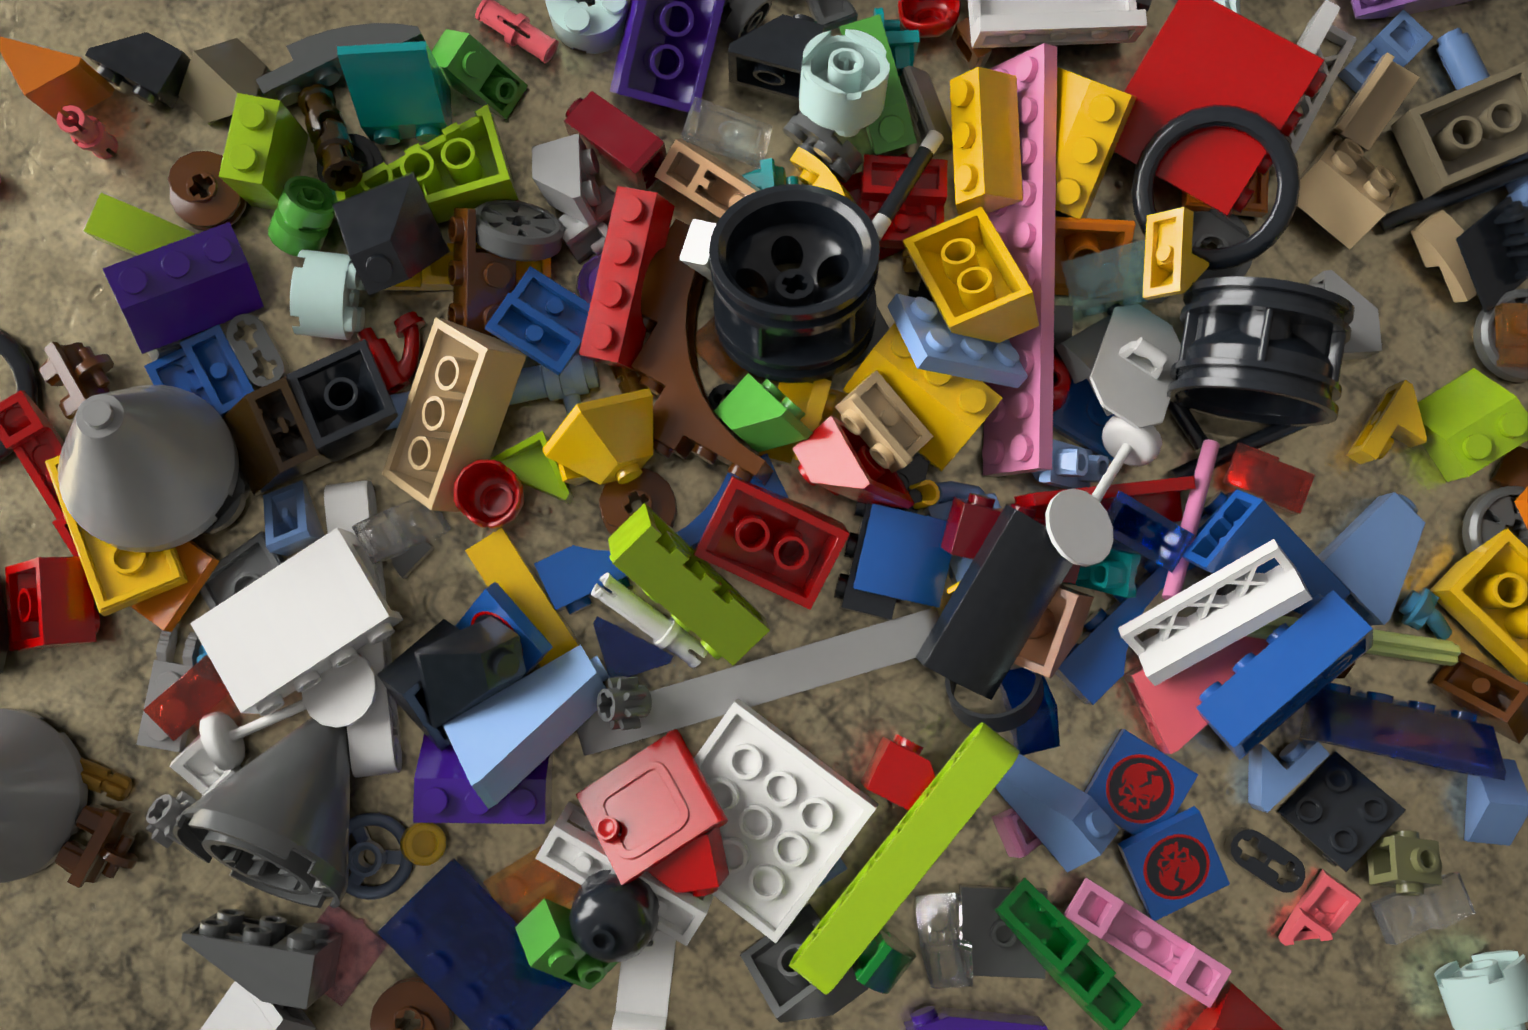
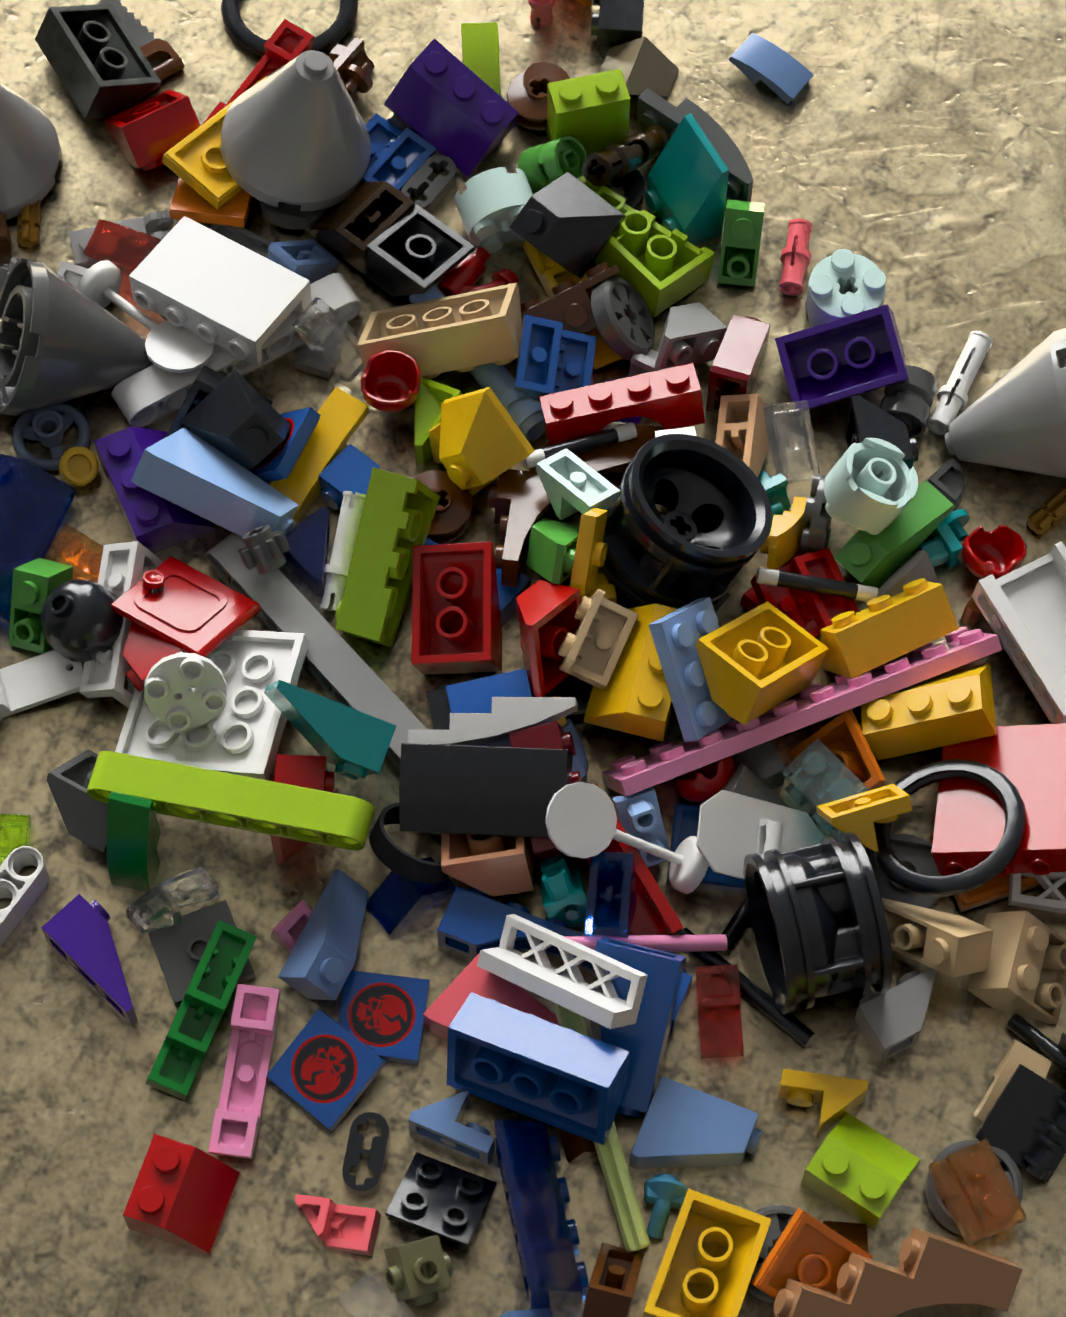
camera: 70 degrees right, 20 degrees down
(649, 334) = (584, 443): none -> black bar
(705, 364) = (574, 485): none -> light aqua slope
(753, 850) = (195, 705): none -> white plate
(792, 384) = (589, 551): none -> yellow plate
(871, 714) = (342, 734): none -> teal slope
(930, 546) = (506, 716): none -> white slope
(1308, 248) = (938, 938): none -> tan slope

